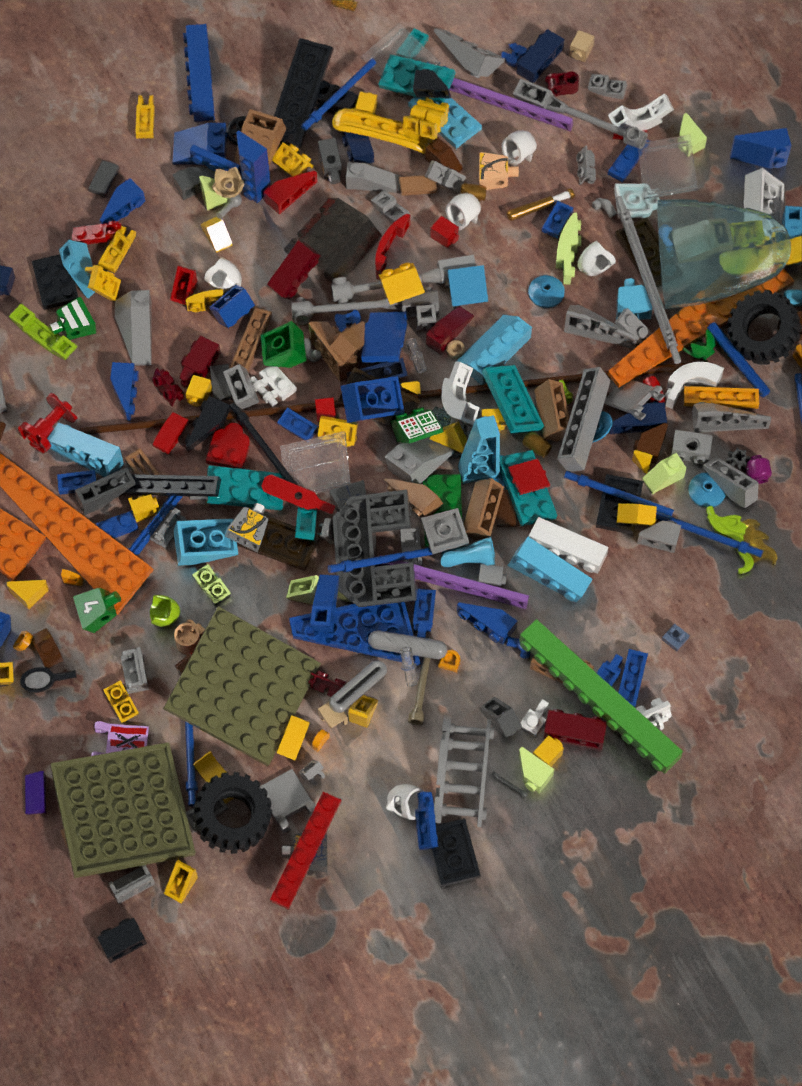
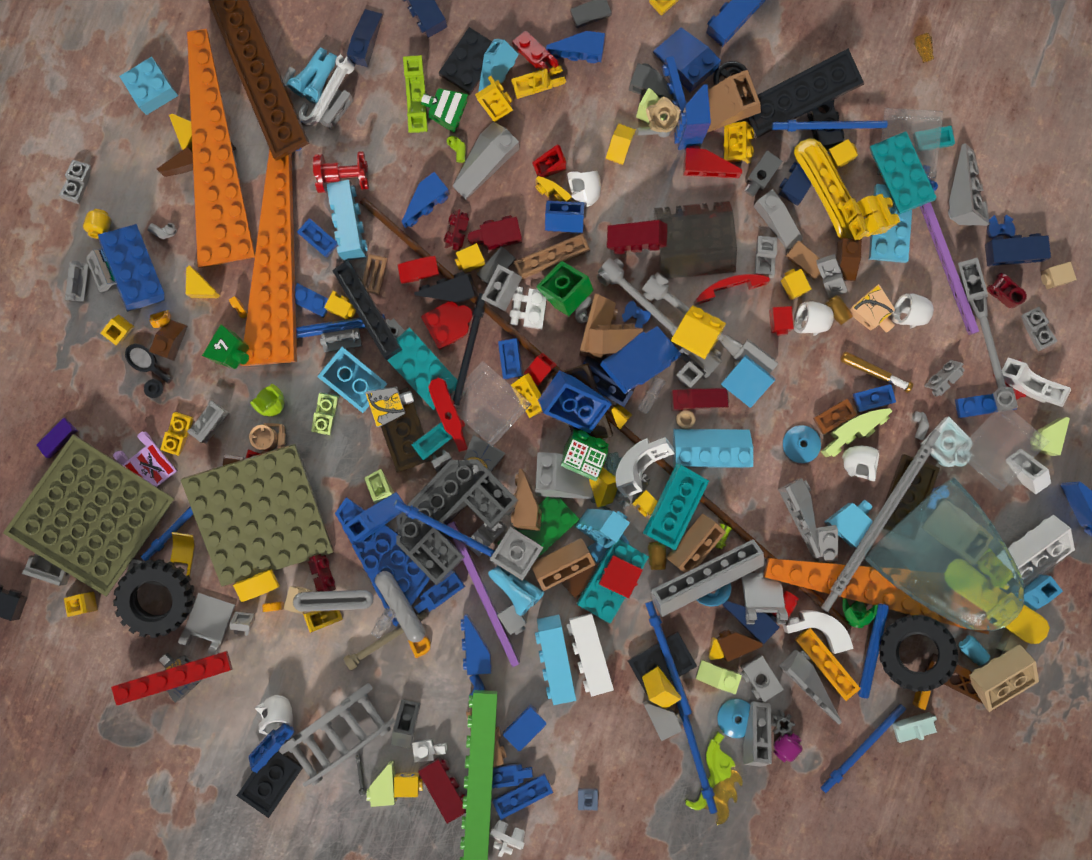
camera: 45 degrees right, 20 degrees up
(71, 687) = (153, 388): none -> black plate
(103, 491) = (324, 266): dark grey slope -> none
(109, 337) = (458, 146): none -> lime arm
(428, 202) = (795, 284): none -> yellow brick
(429, 85) = (901, 191): black slope -> none
(546, 253) = (835, 416): none -> dark orange plate
(580, 632) = (524, 728): none -> blue panel
(707, 165) = (1035, 476): none -> white slope

